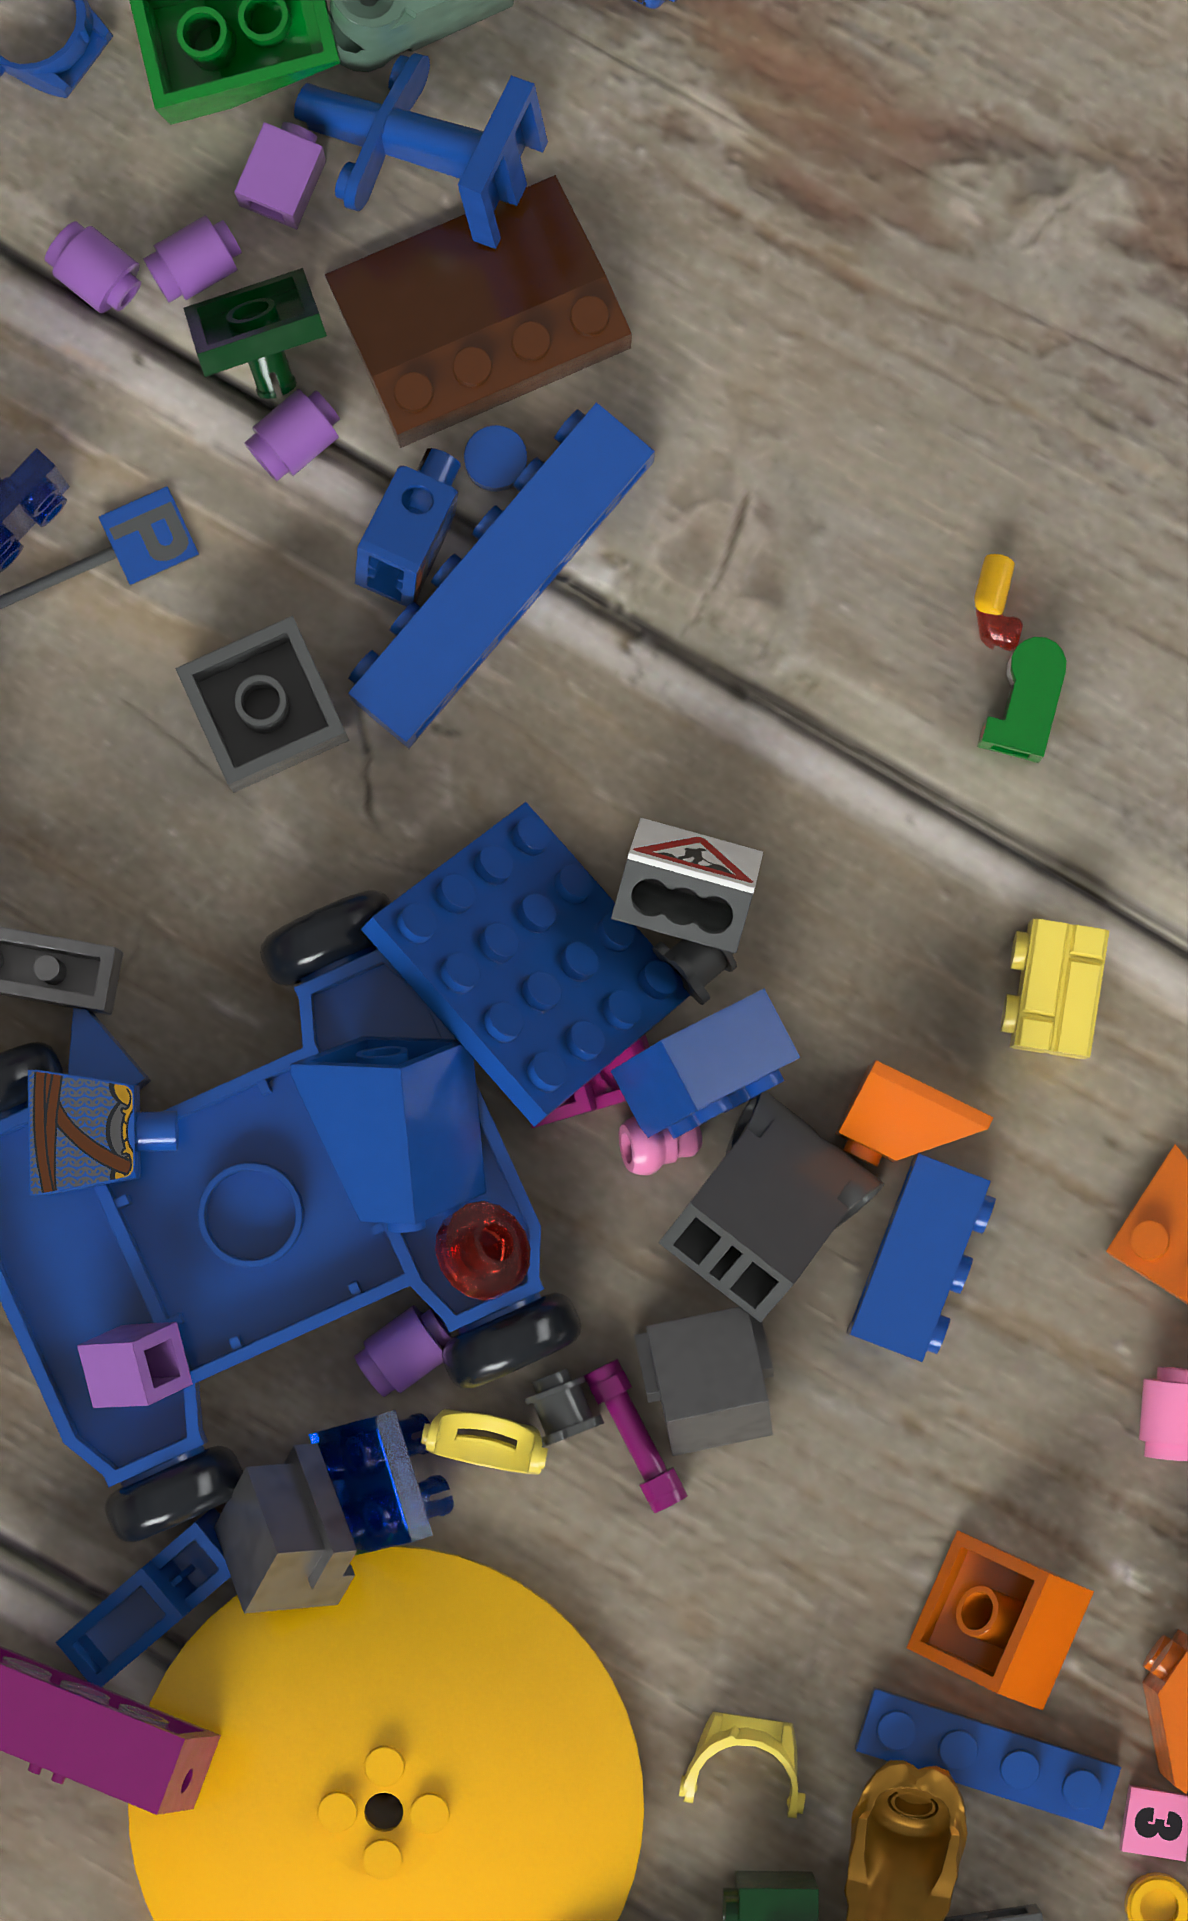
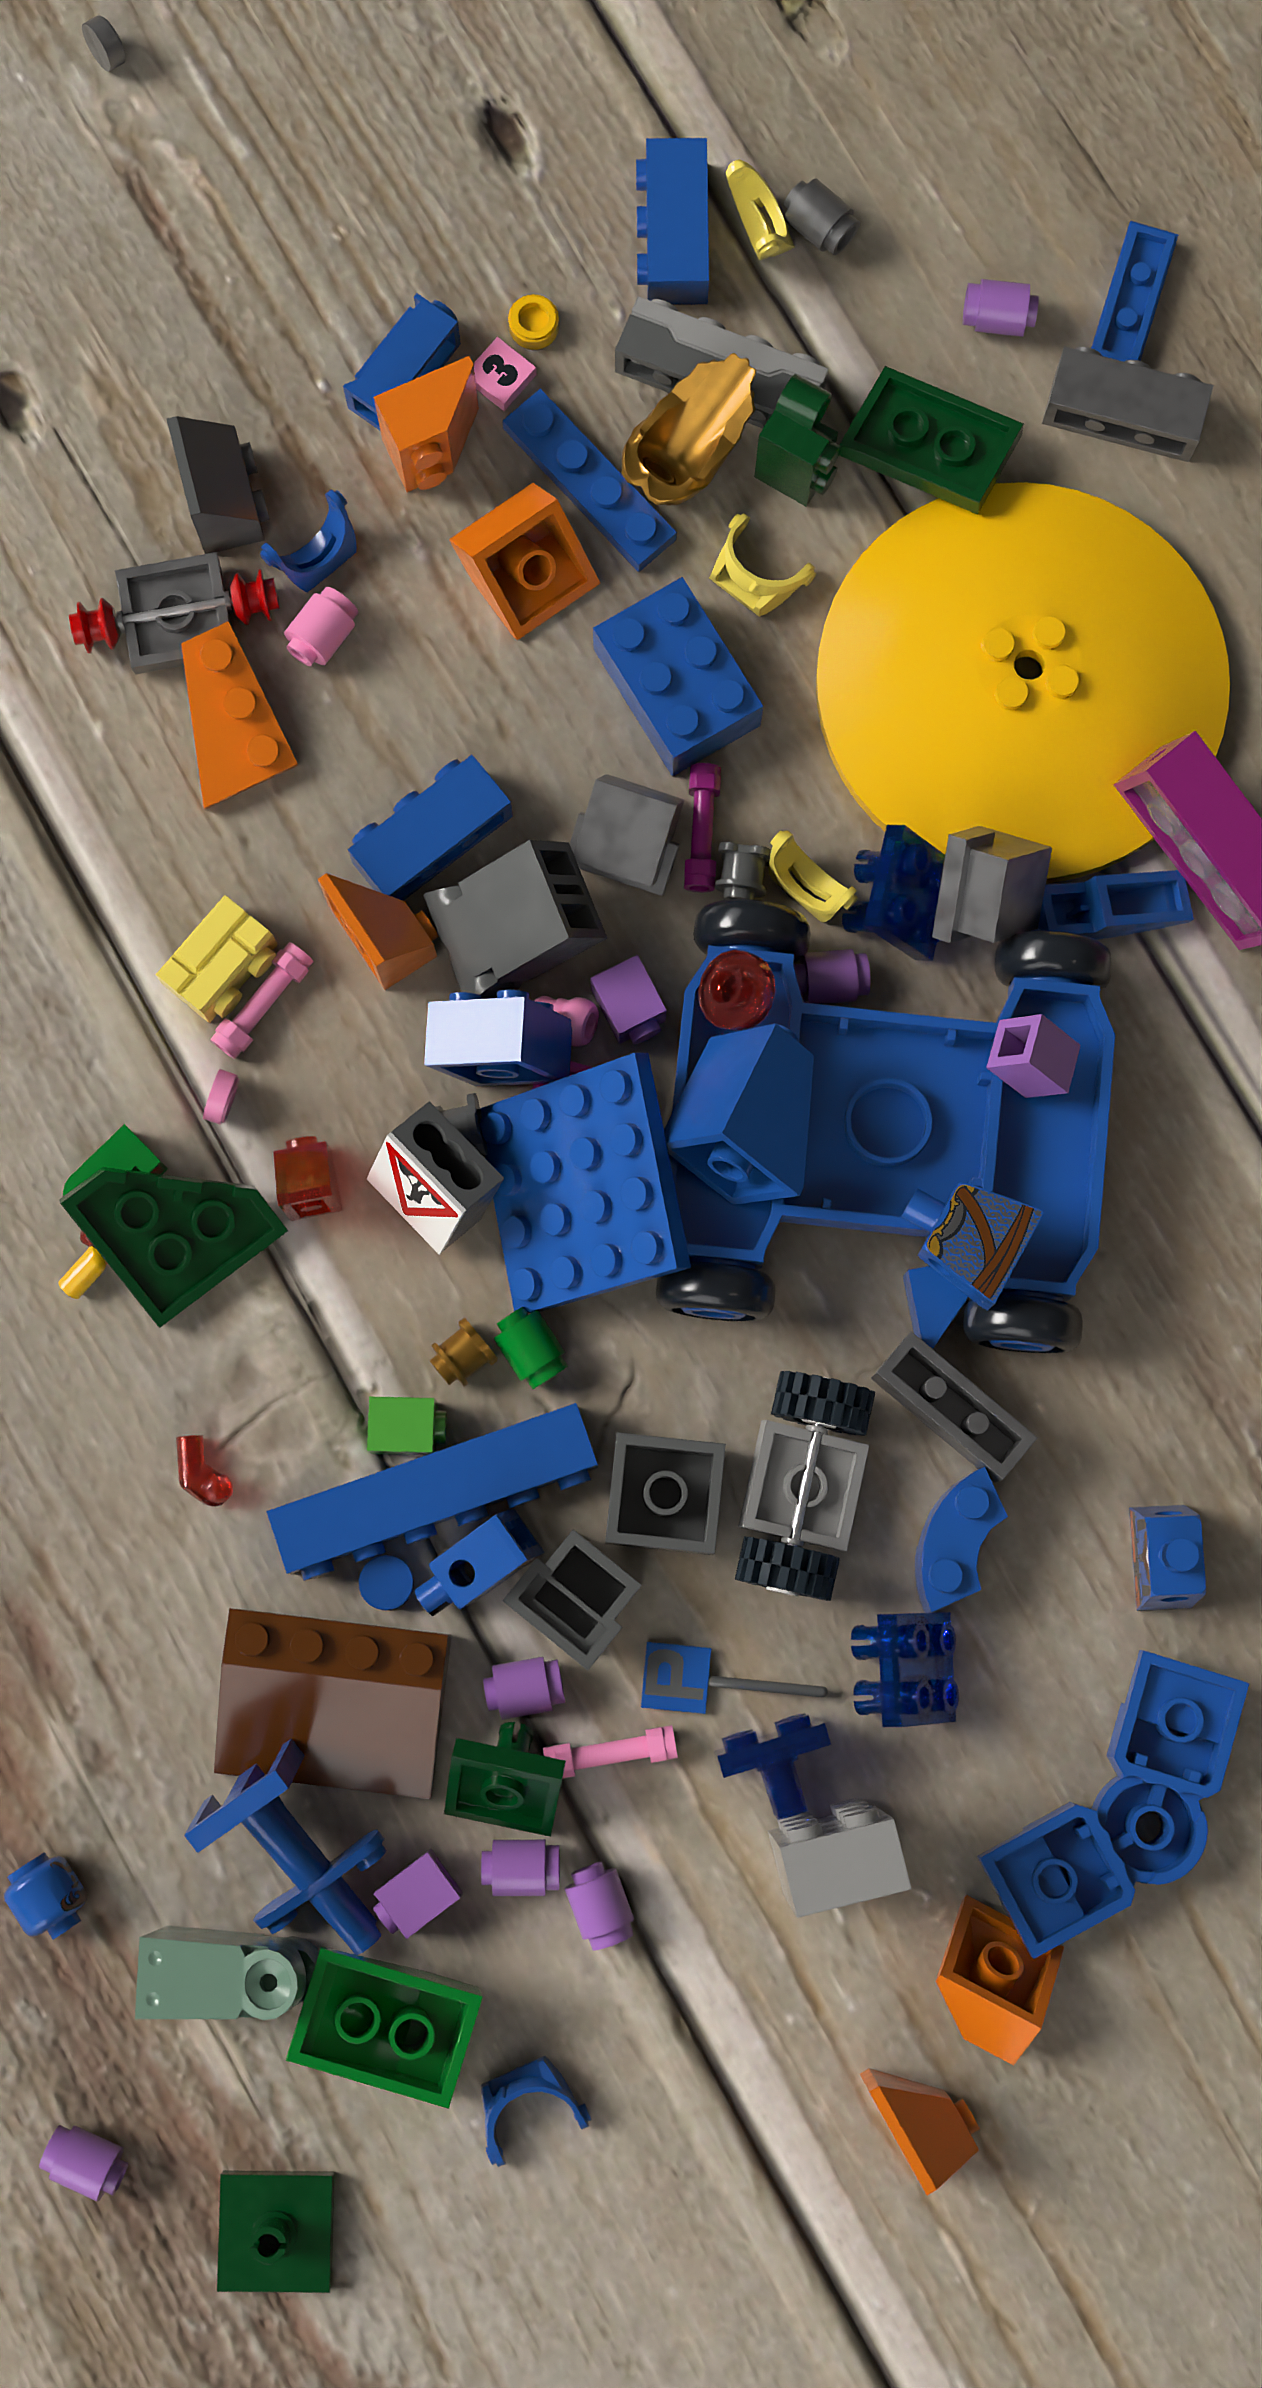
camera: 150 degrees left, 5 degrees down
(125, 794) = (804, 1485): none -> plate
(129, 458) = (656, 1744): none -> bright pink bar
(292, 549) = (574, 1598): none -> dark grey plate
(489, 776) = (530, 1347): none -> green brick
(555, 728) = (461, 1354): none -> pearl gold brick
(569, 622) = (405, 1425): none -> bright green brick
(599, 1197) = (629, 1001): none -> medium lavender brick
(749, 451) = (196, 1476): none -> clear red arm
(758, 1584) = (677, 676): none -> blue brick
(823, 812) = (306, 1179): none -> clear red slope
(925, 674) = (171, 1233): none -> dark green plate
(964, 847) = (221, 1097): none -> bright pink tile
(993, 920) = (290, 965): none -> bright pink bar

